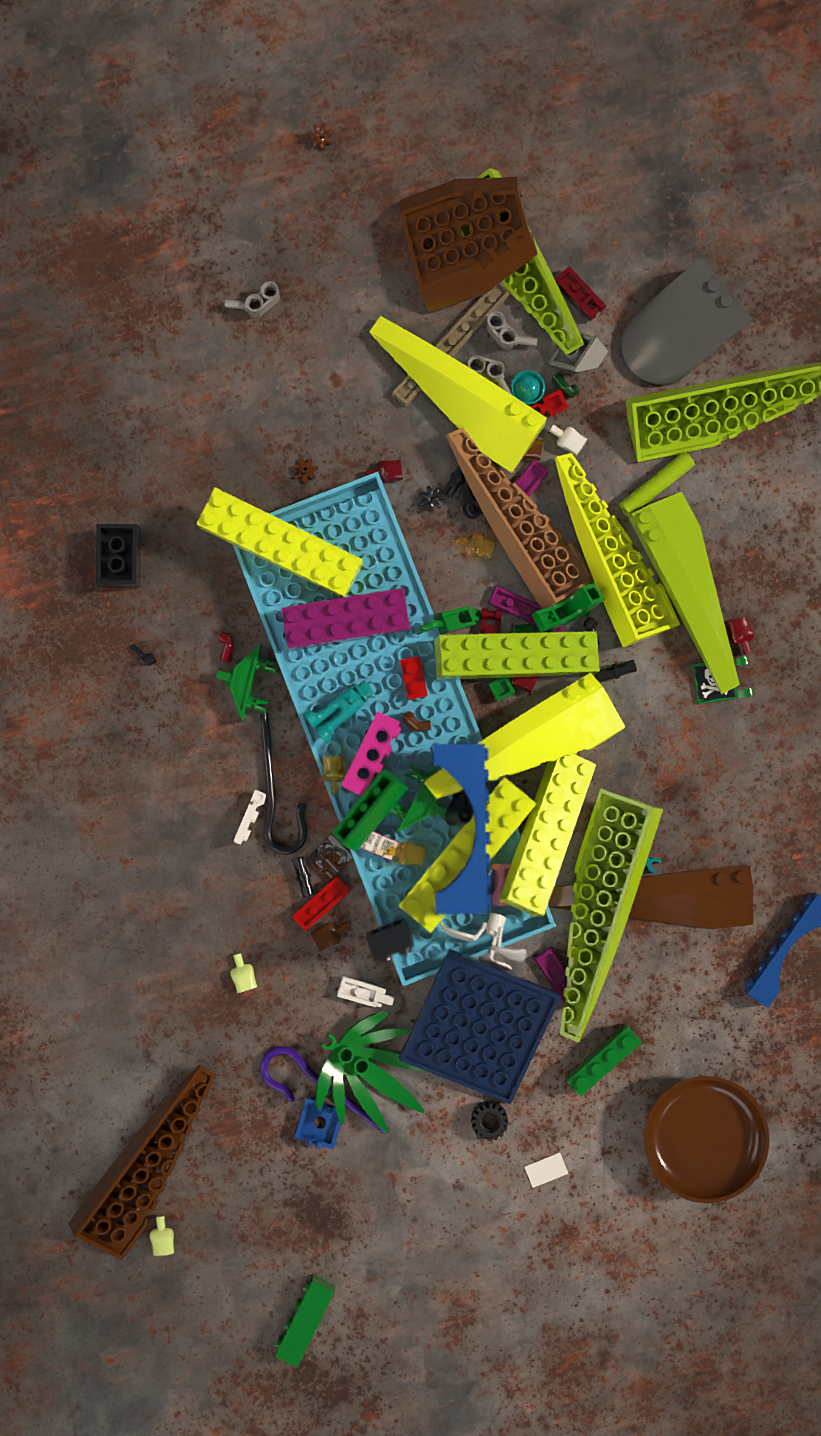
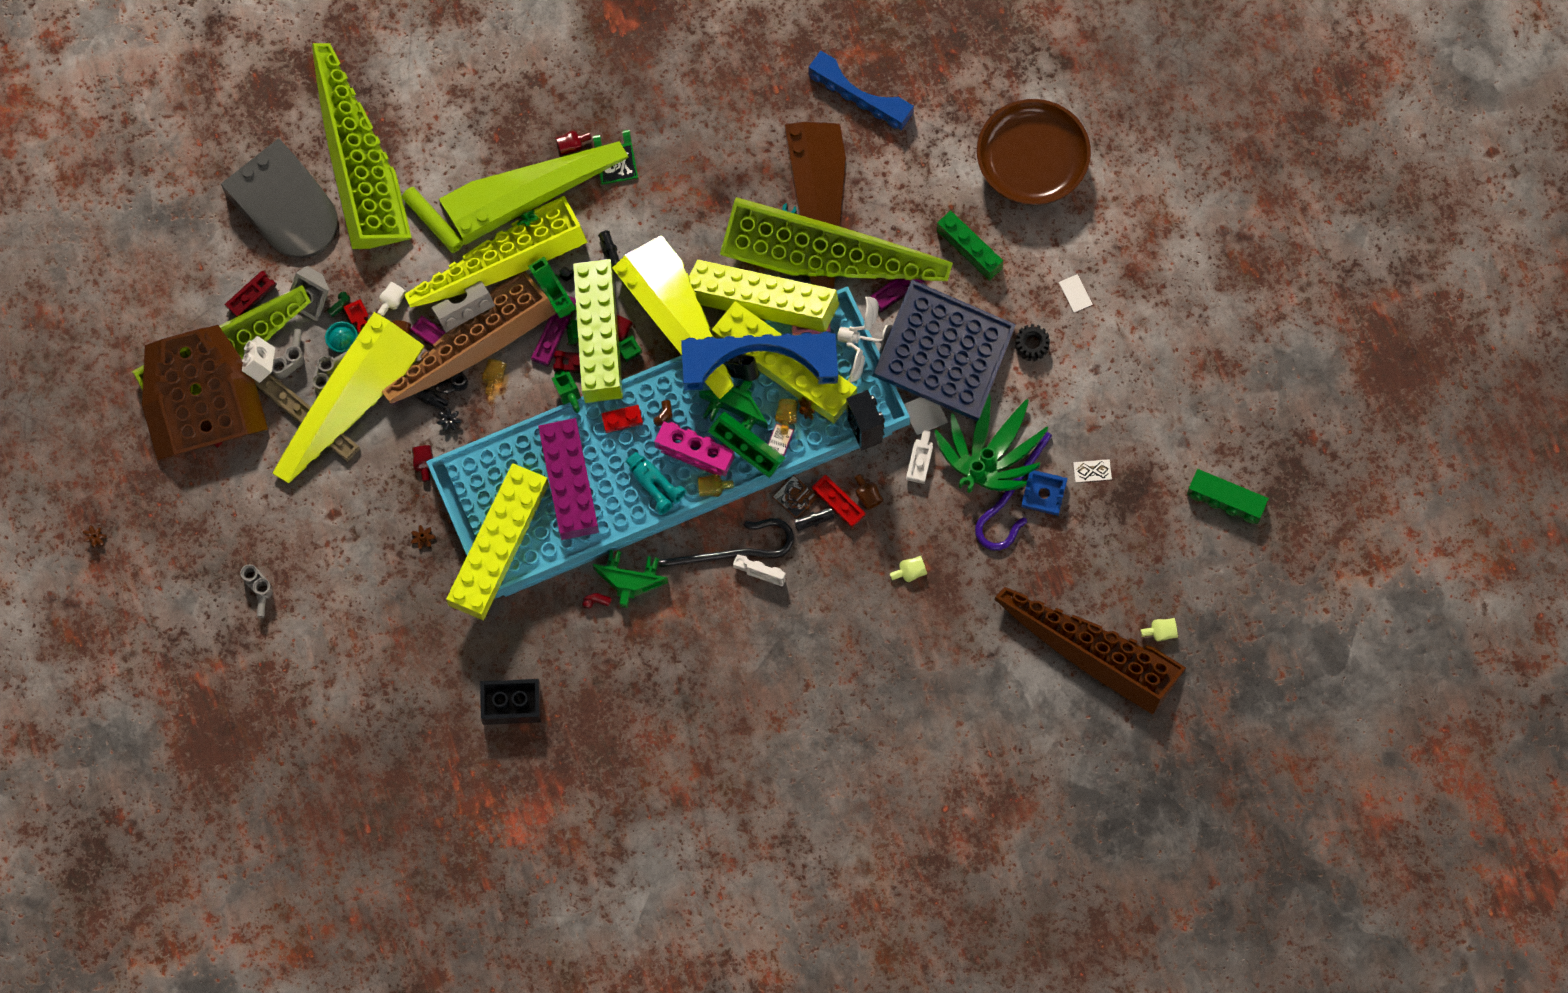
camera: 85 degrees left, 15 degrees down
(148, 659) = (610, 674): black hand -> none
(344, 1175) = (1092, 470): none -> white sticker
(411, 998) = (925, 415): none -> white sticker
(413, 874) = (805, 408): none -> reddish brown plant
(502, 298) = (258, 359): none -> white brick
(559, 529) = (453, 315): none -> light grey arch
(653, 584) = (527, 218): none -> green plant

